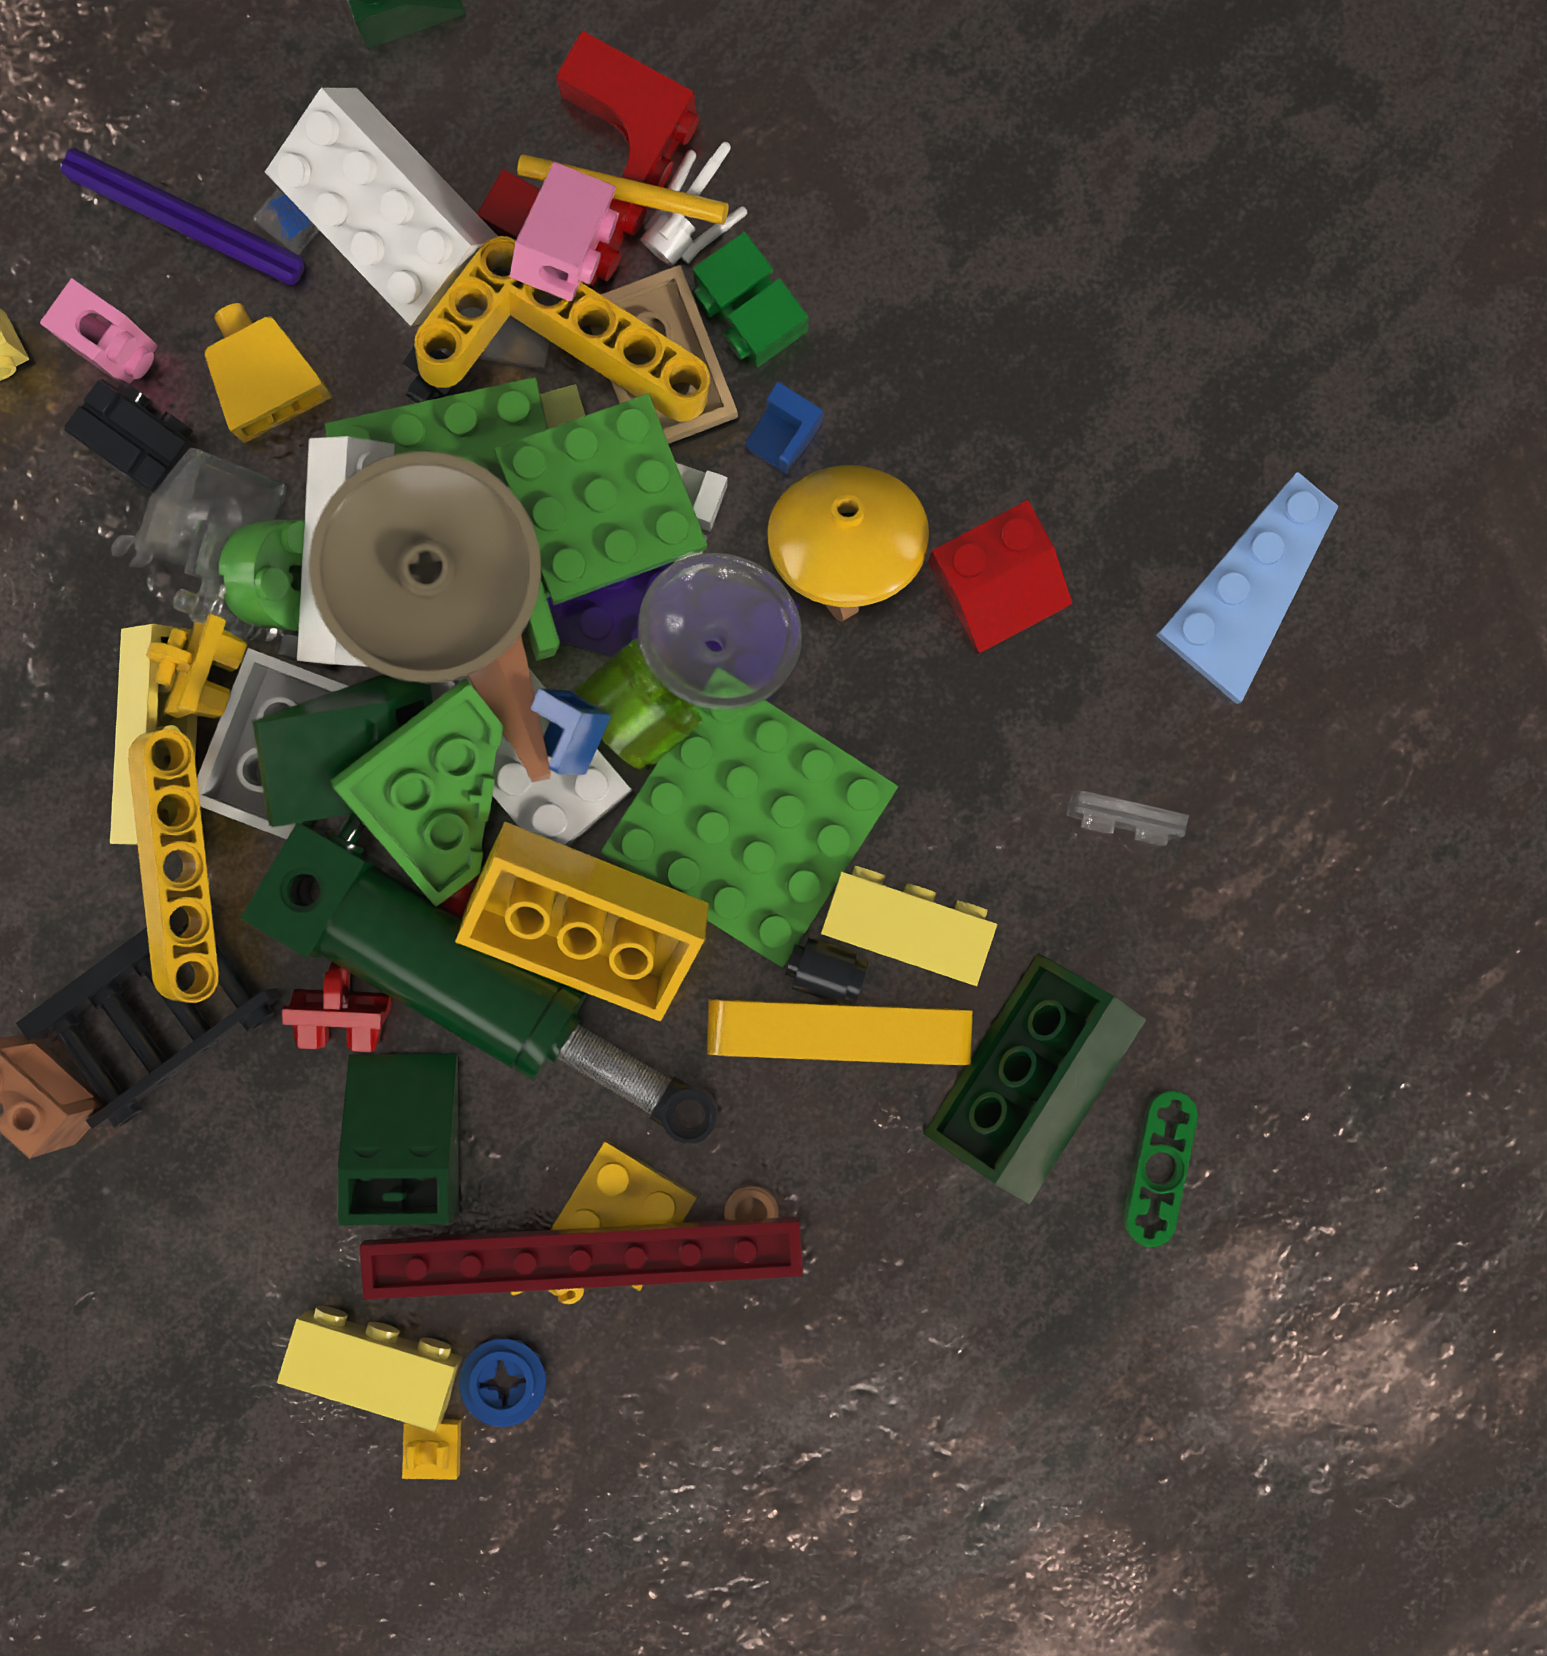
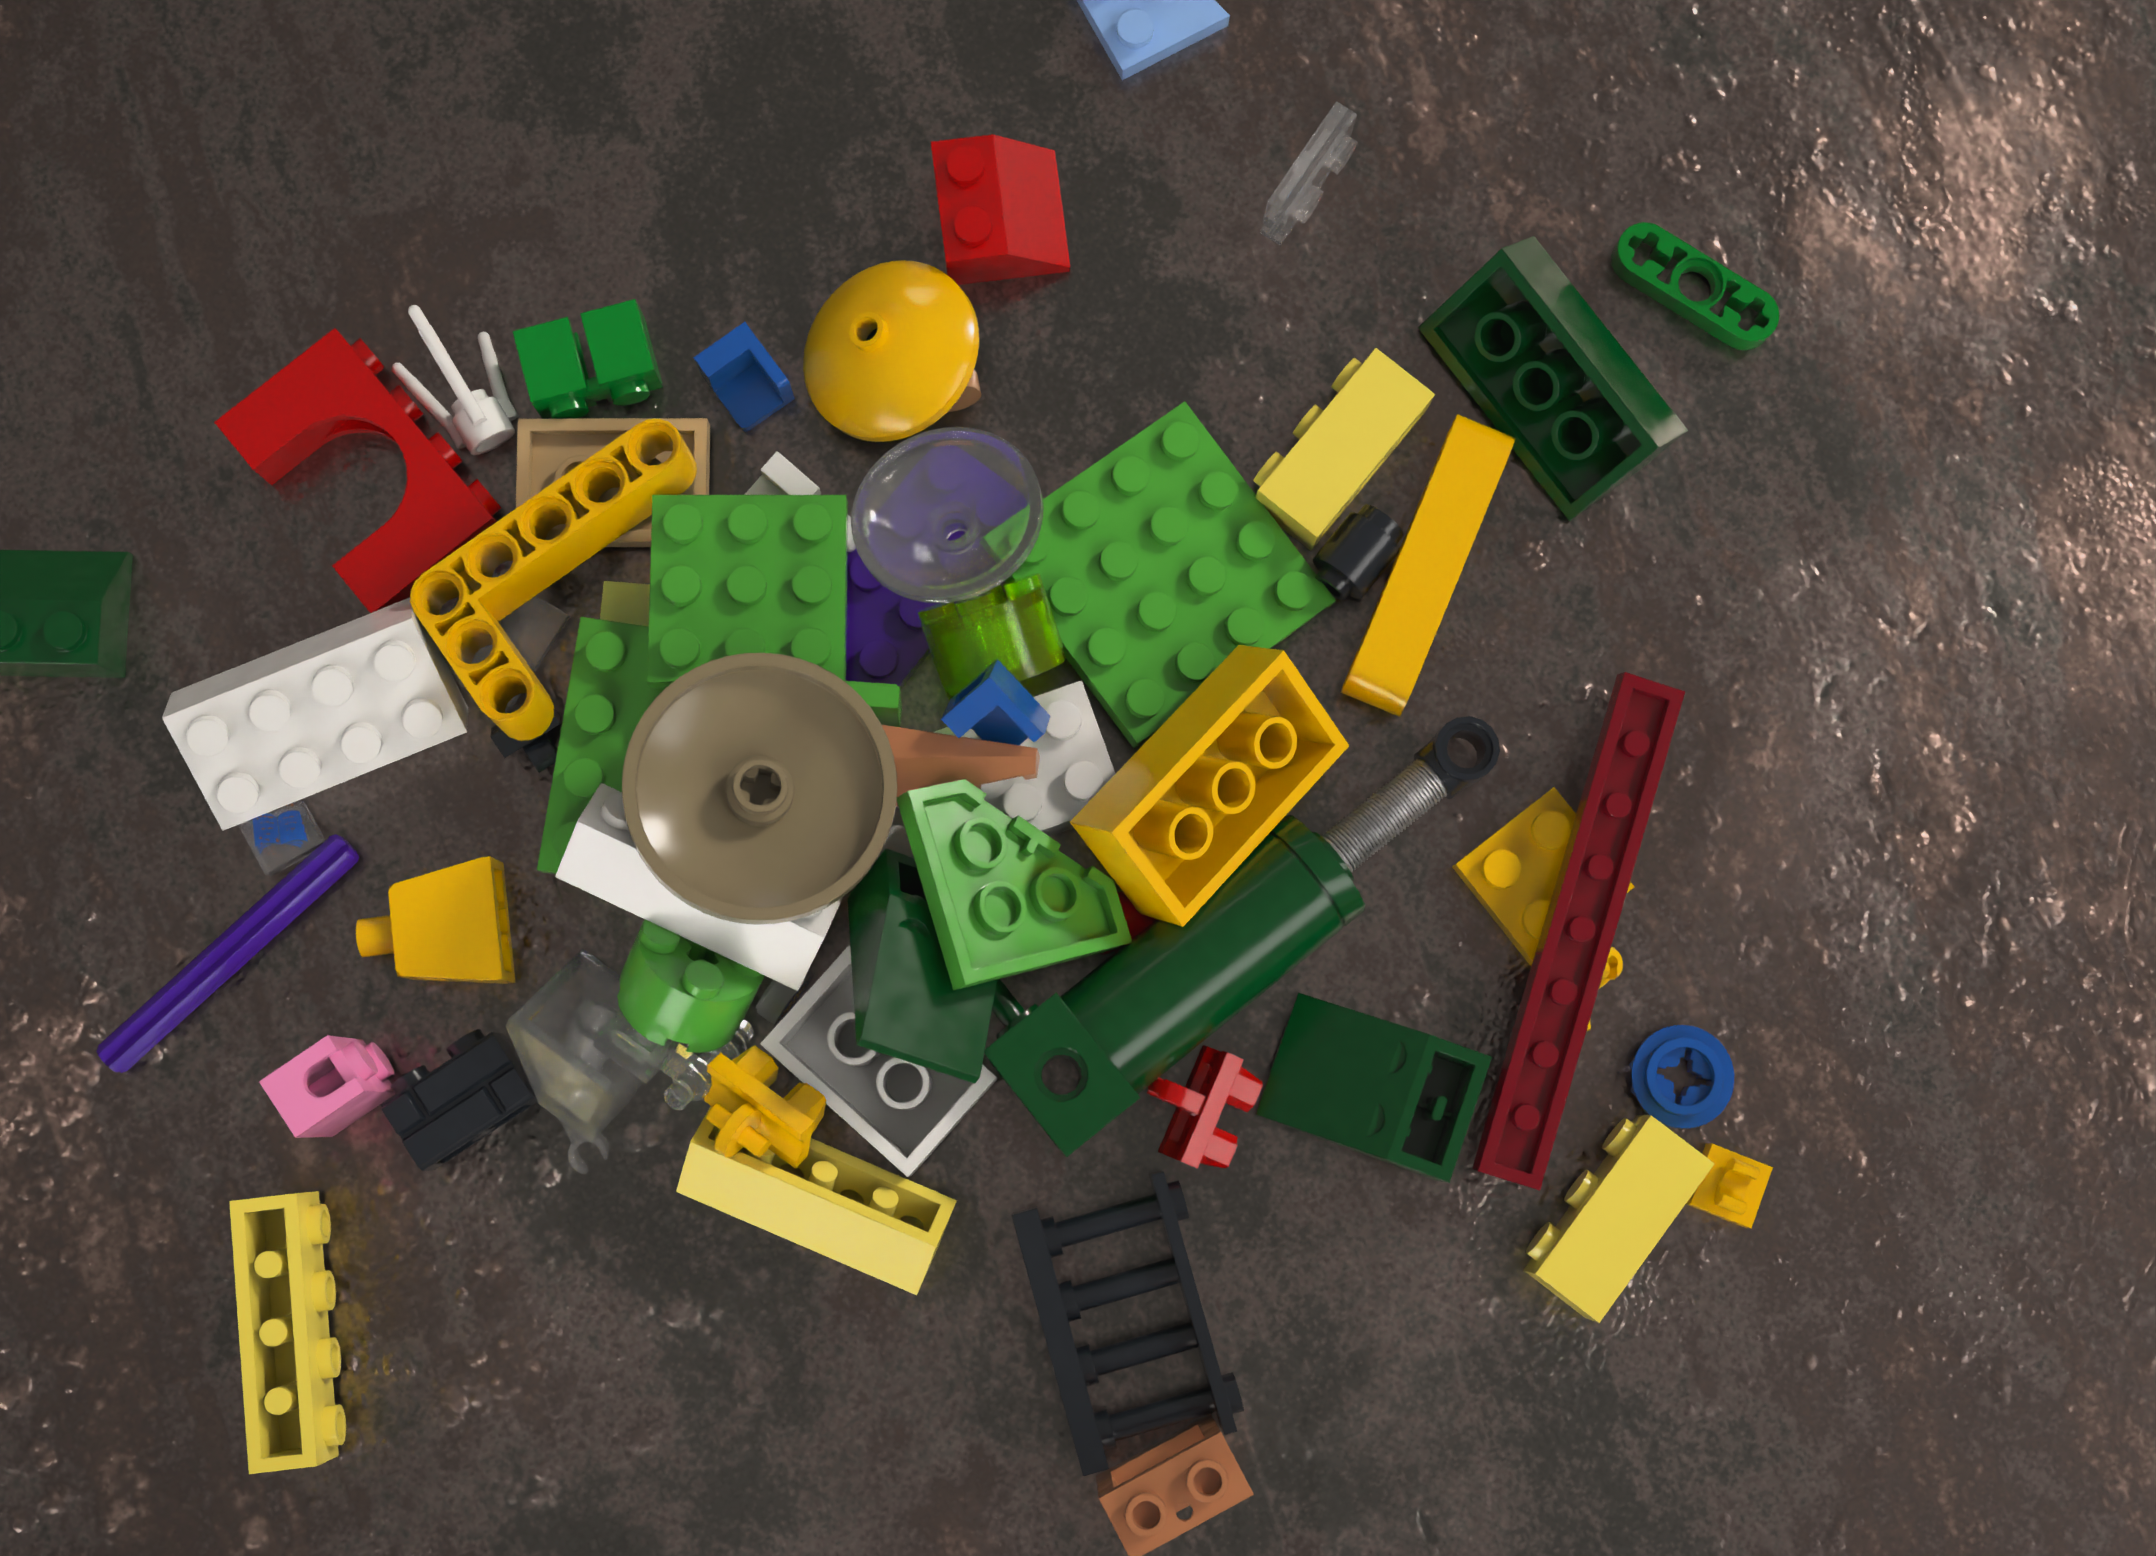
camera: 80 degrees left, 5 degrees down
(192, 887) = (947, 1227): yellow beam -> none
(563, 232) = (439, 512): bright pink brick -> none
(637, 192) = (412, 441): yellow bar -> none
(751, 1202) = (1579, 734): medium nougat tile -> none

